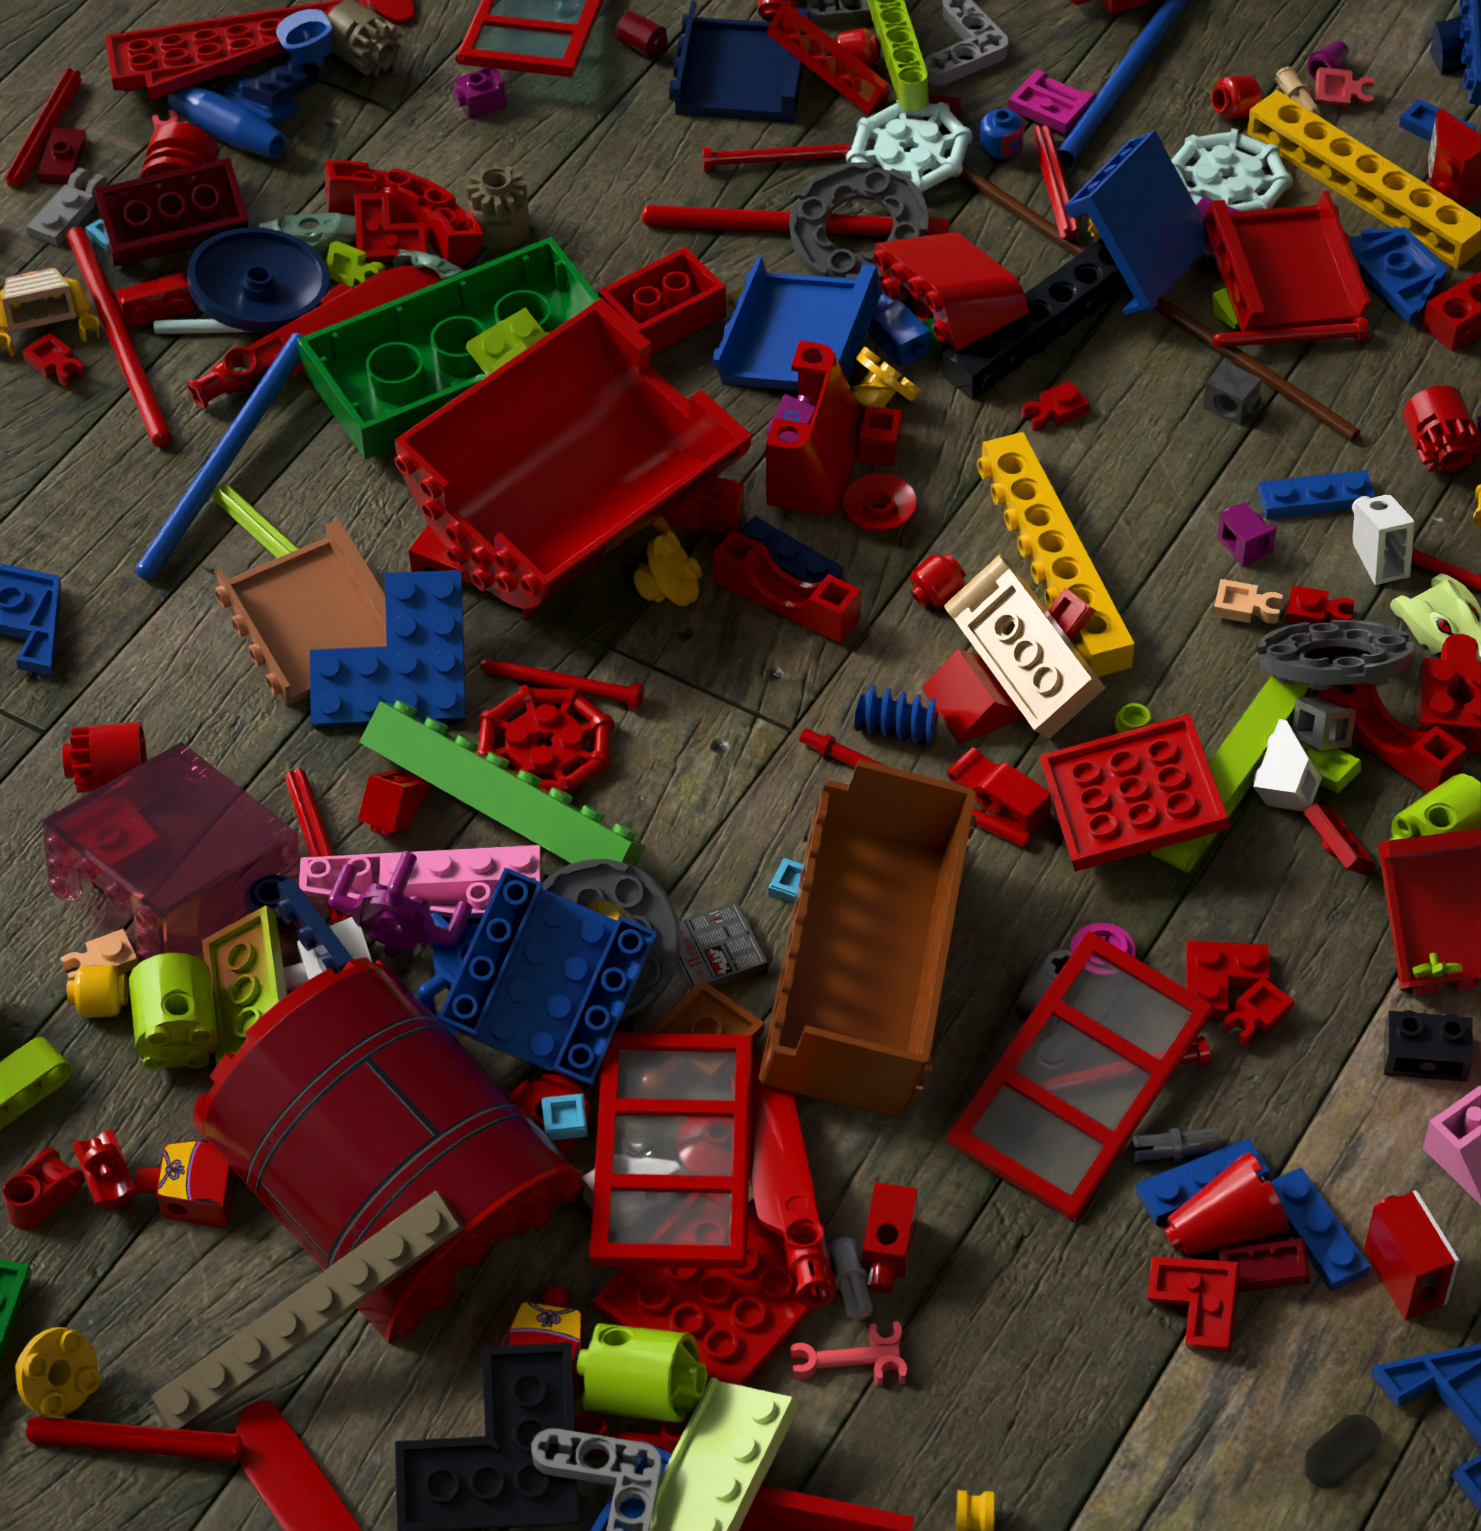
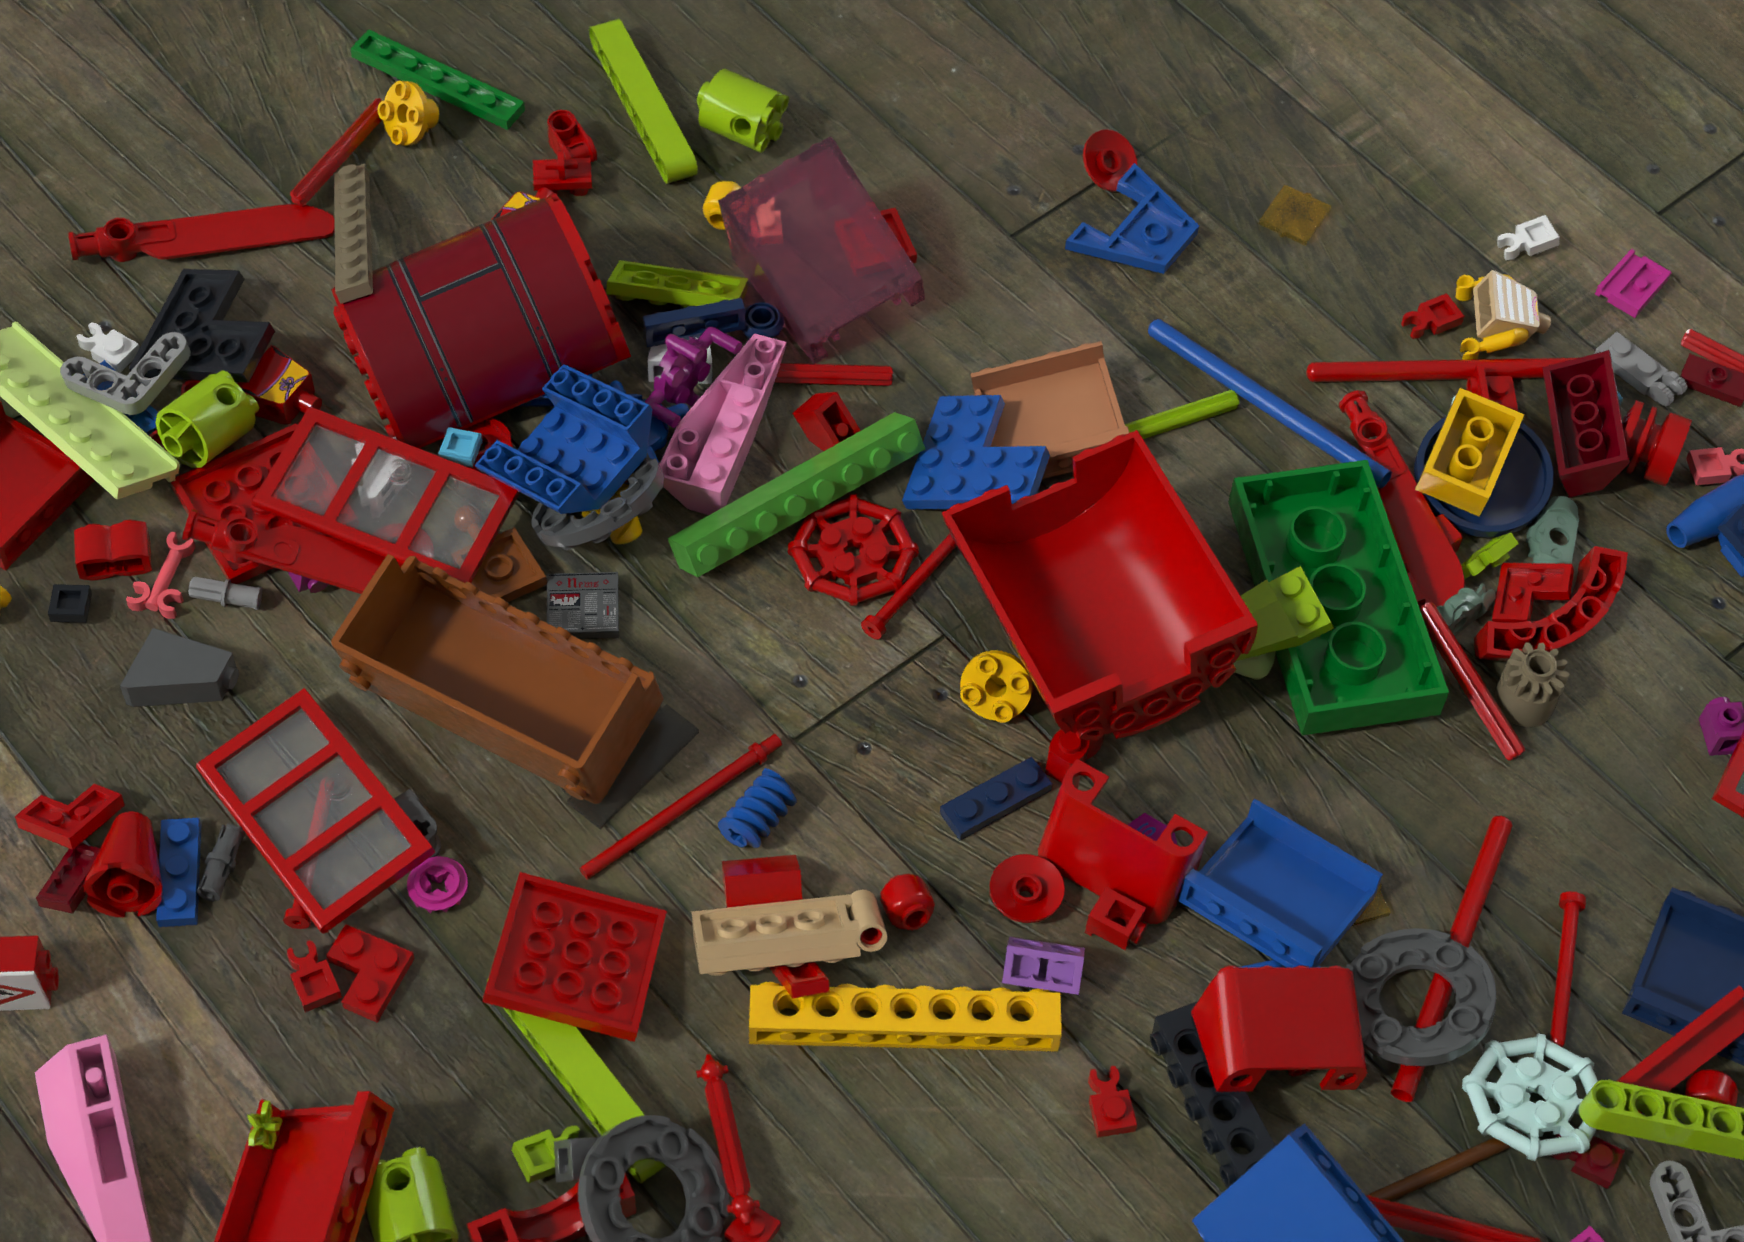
camera: 105 degrees right, 5 degrees up
(103, 753) = (947, 252): red gear -> none
(173, 1011) = (676, 234): lime cylinder -> none
(260, 268) = (1469, 452): none -> yellow brick
(549, 227) = (1471, 683): none -> red axle
(668, 299) = (1353, 783): red brick -> none
(749, 571) = (973, 751): red arch -> none
(847, 1416) = (112, 550): none -> red brick
(880, 382) = (1184, 943): yellow plate -> none
(889, 1235) = (241, 621): red torso -> none
(936, 1430) = (70, 603): none -> black plate
(957, 464) = (1043, 965): none -> medium lavender brick
(977, 1278) = (178, 672): none -> dark grey slope
(1002, 134) = (1530, 1194): blue head -> none
(1002, 790) = (643, 865): red piece -> none
(1132, 717) = (674, 1010): lime plate -> none
(1240, 601) = (779, 1164): light nougat plate -> none
(1240, 638) = (727, 1140): none -> red wheel
(1245, 534) = (863, 1202): magenta brick -> none
(1287, 772) = (544, 1104): white slope -> none
(1325, 1239) = (94, 936): blue plate -> none
(1339, 839) = (456, 1124): red plate -> none
(1428, 1045) = (203, 1097): black brick -> none

